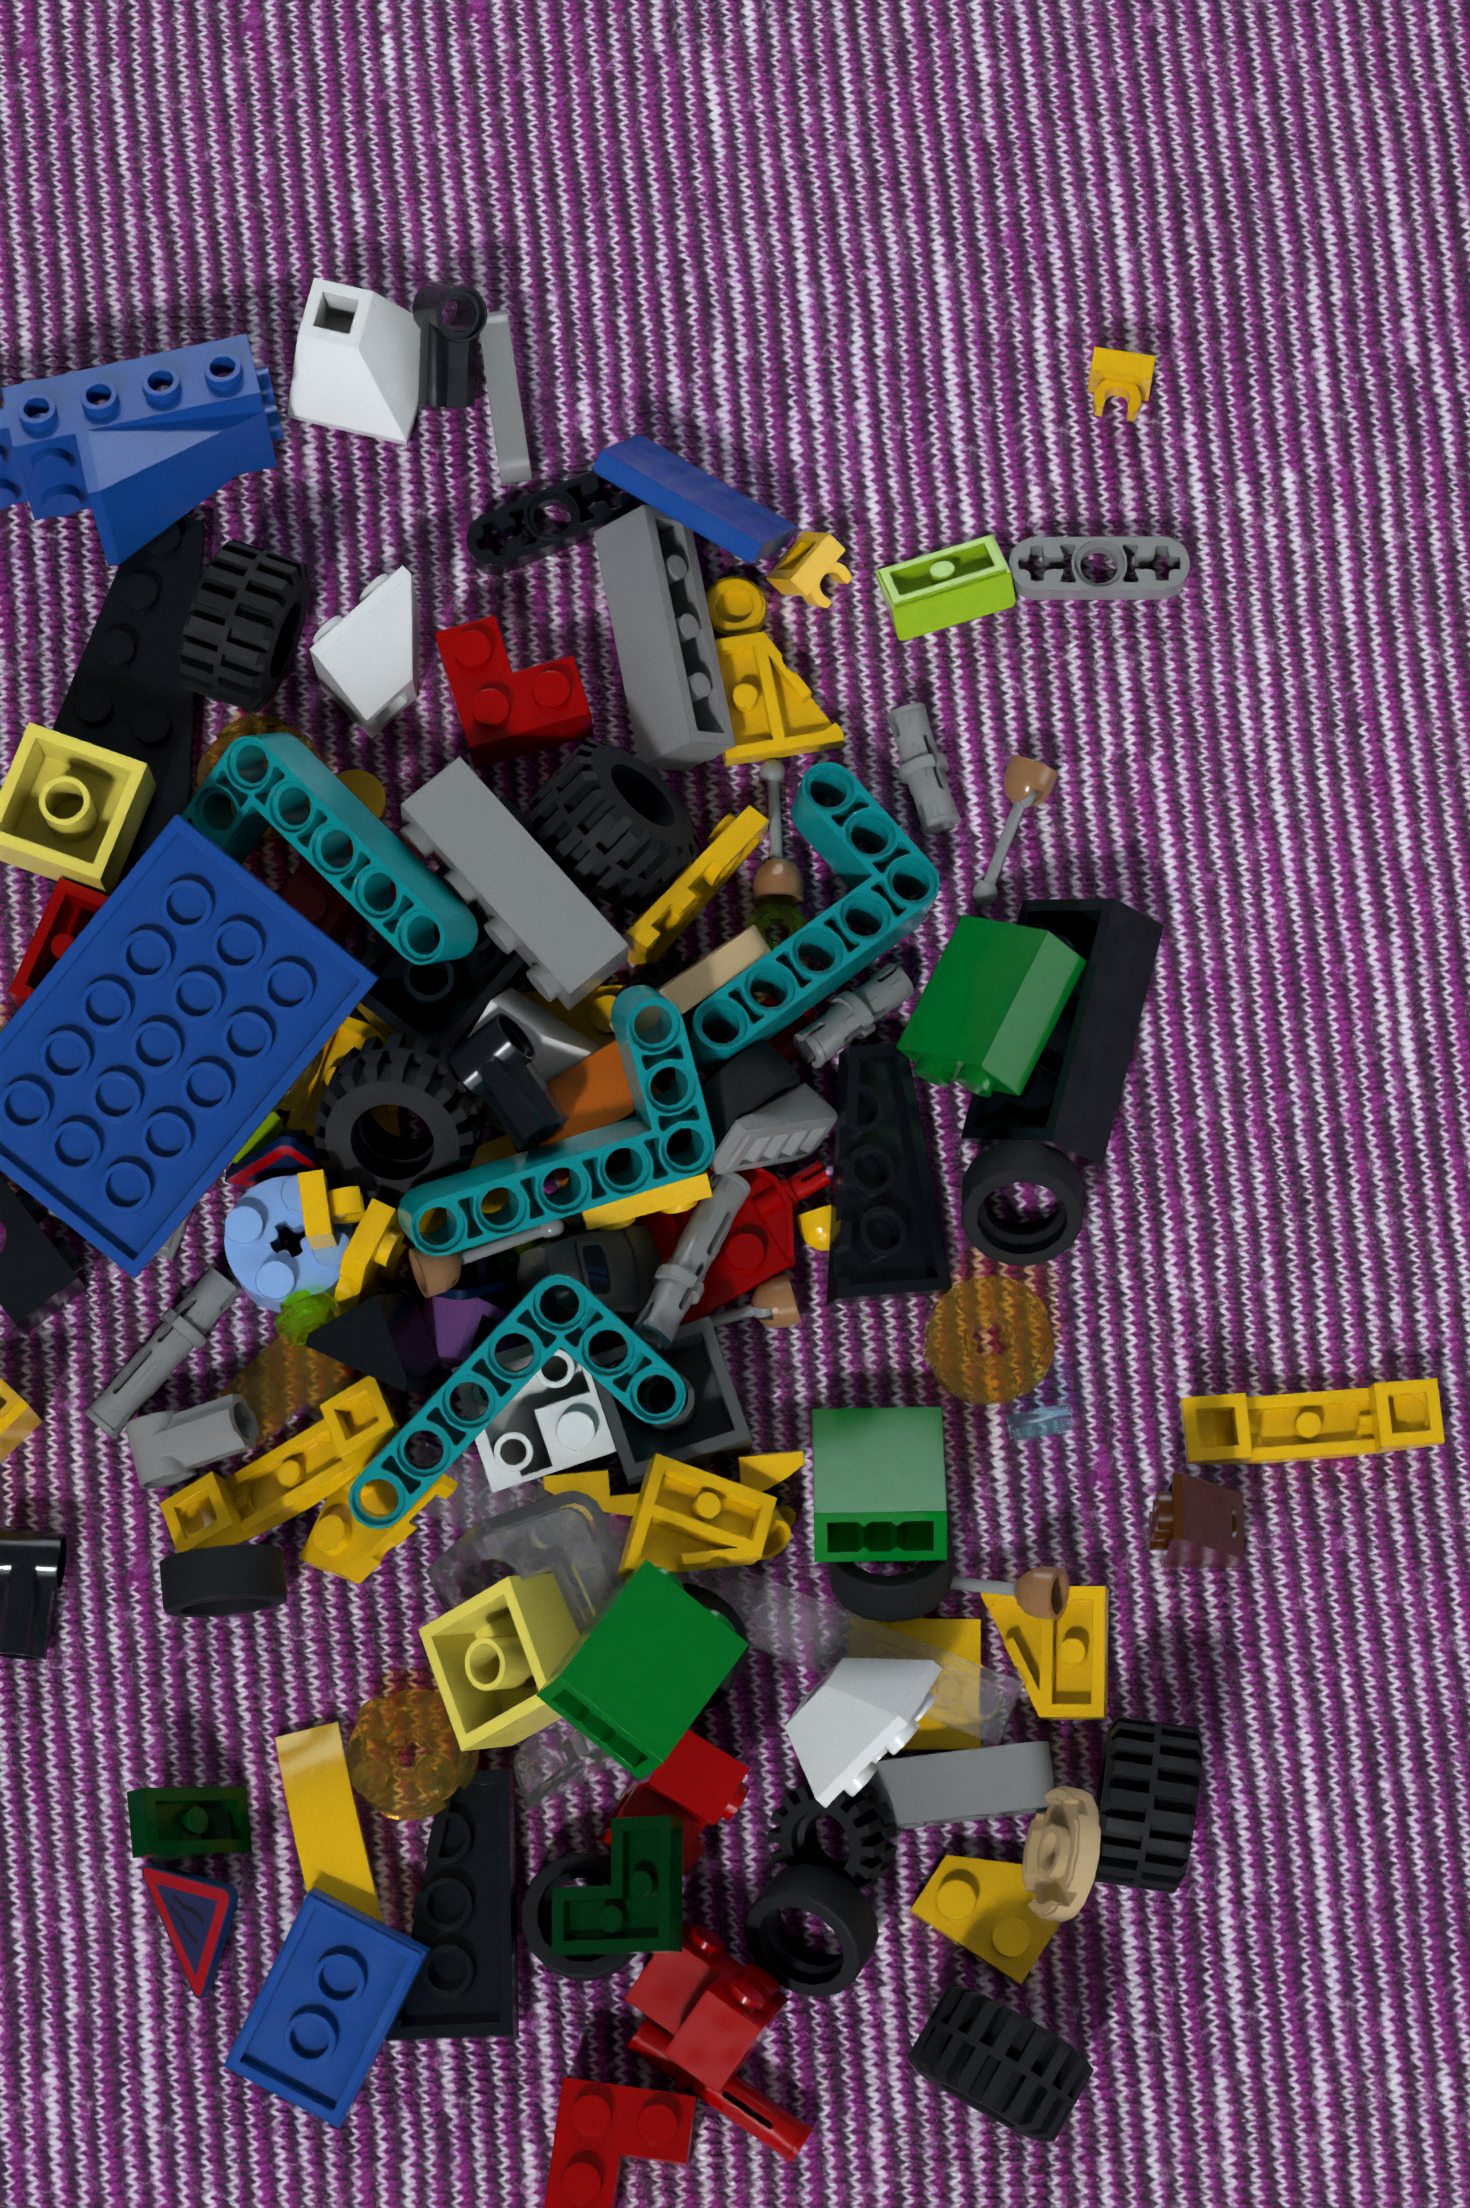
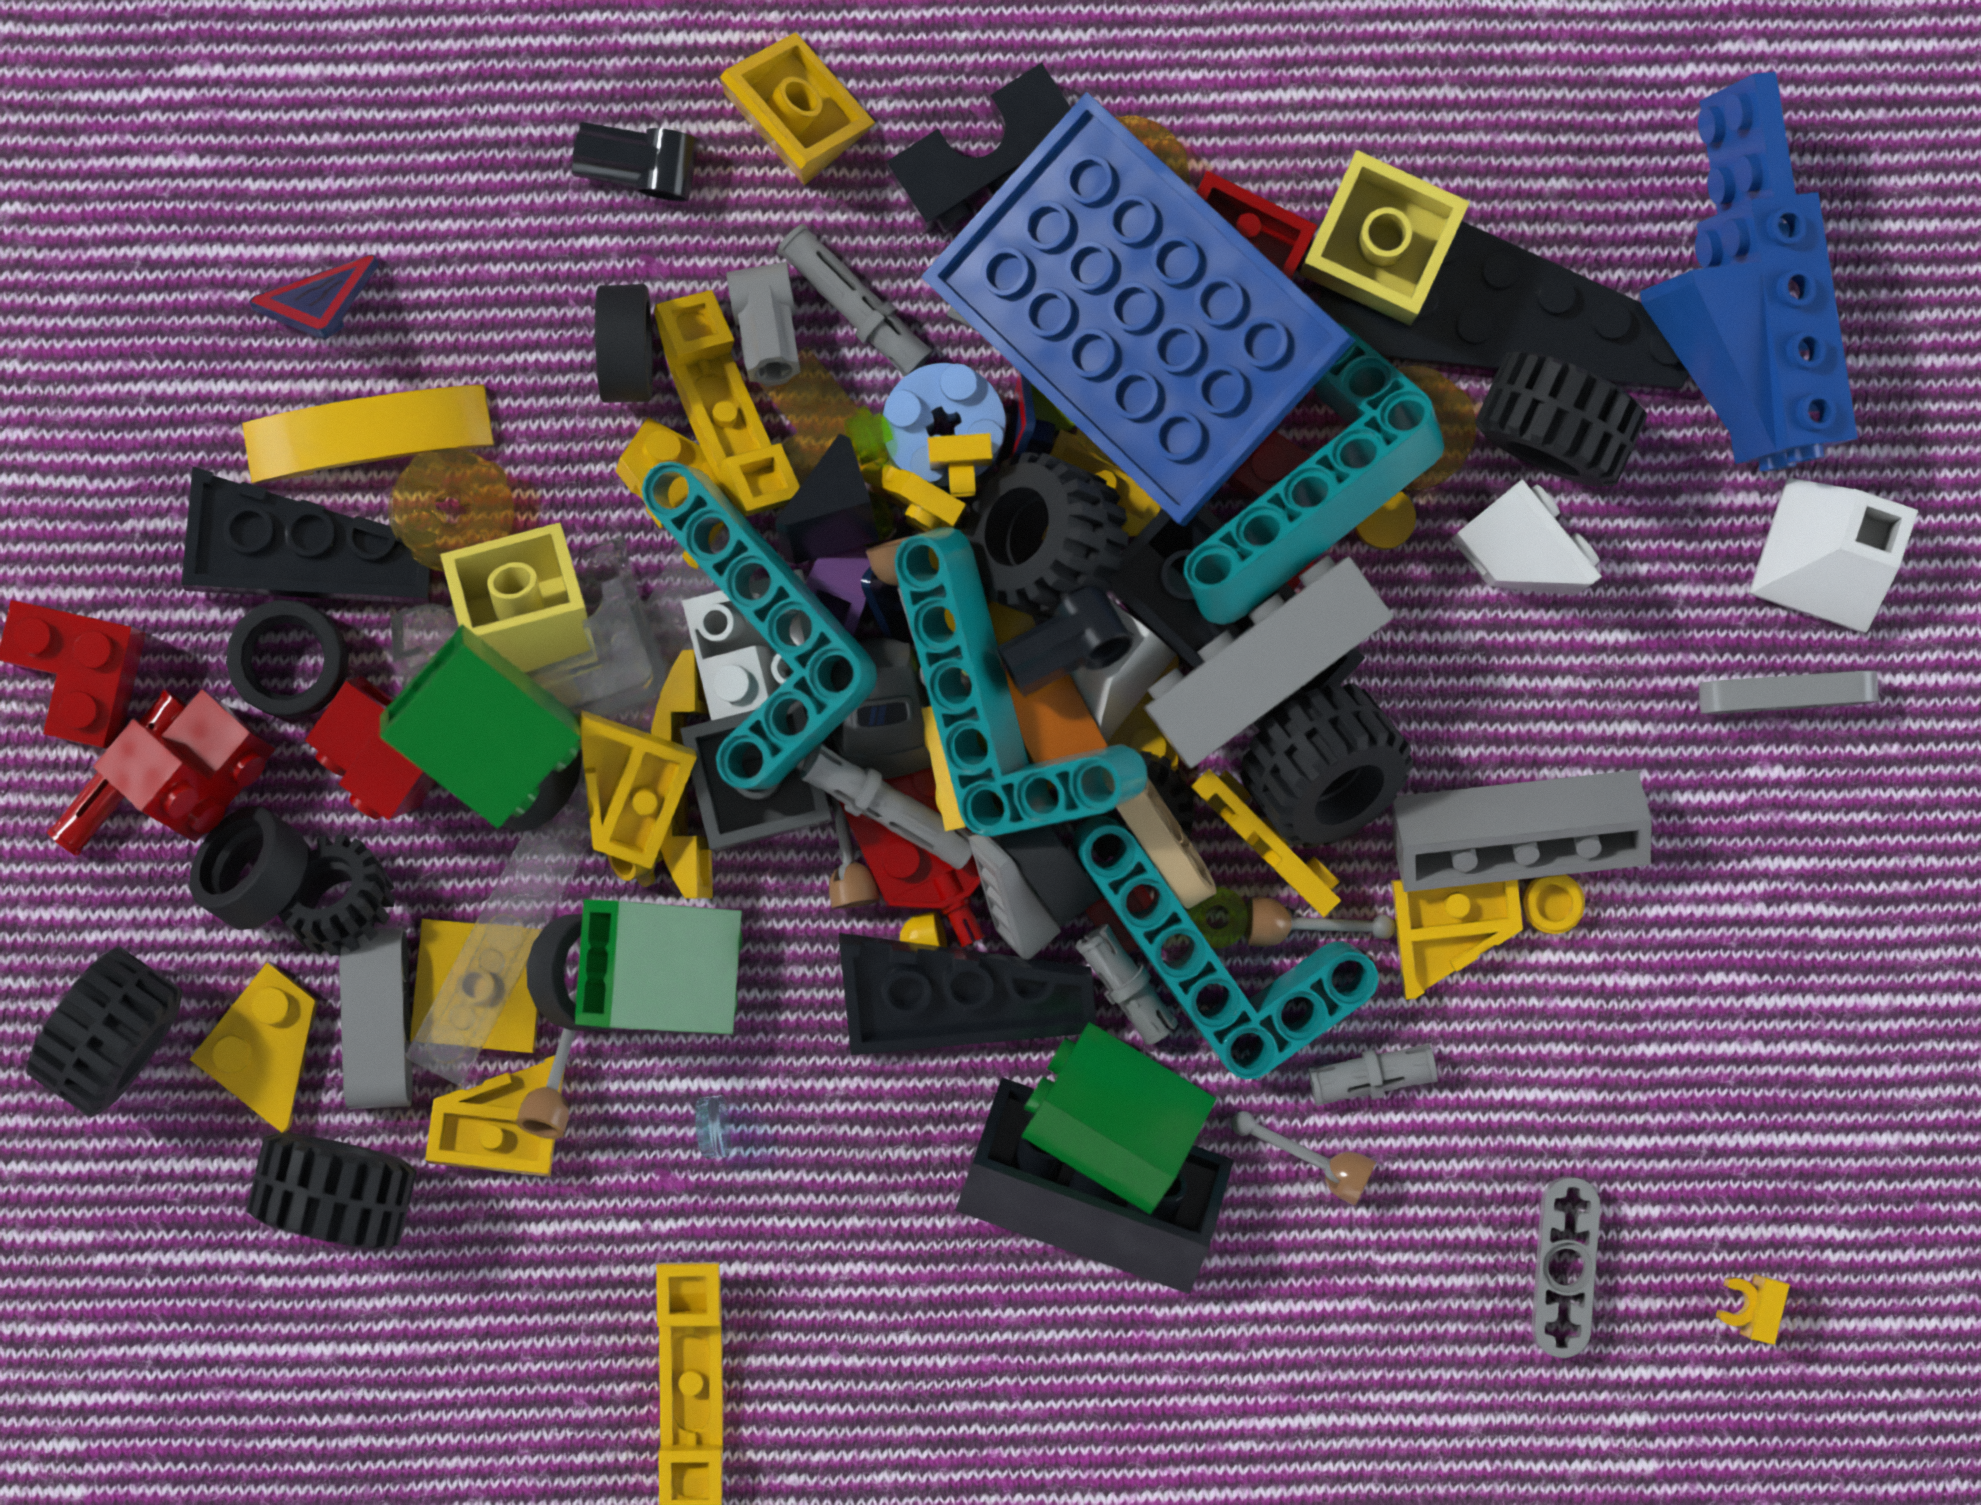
camera: 90 degrees right, 10 degrees up
(188, 1823) = (405, 298): dark green slope -> none
(326, 2007) = (225, 415): blue tile -> none
(448, 351) = (1840, 642): black piece -> none
(506, 710) = (1459, 671): red brick -> none
(543, 545) = (1630, 692): black beam -> none
(642, 1903) = (274, 706): dark green plate -> none
(694, 498) = (1661, 871): blue tile -> none
(805, 566) = (1588, 978): yellow tile -> none
(858, 1717) = (428, 927): white slope -> none
(946, 587) = (1559, 1114): lime slope -> none
(1022, 1163) = (952, 1129): black tyre -> none
(1024, 1331) = (761, 1090): clear yellow plate -> none
(1062, 1853) = (290, 1108): tan tile -> none
(1197, 1524) = (592, 1266): reddish brown slope -> none

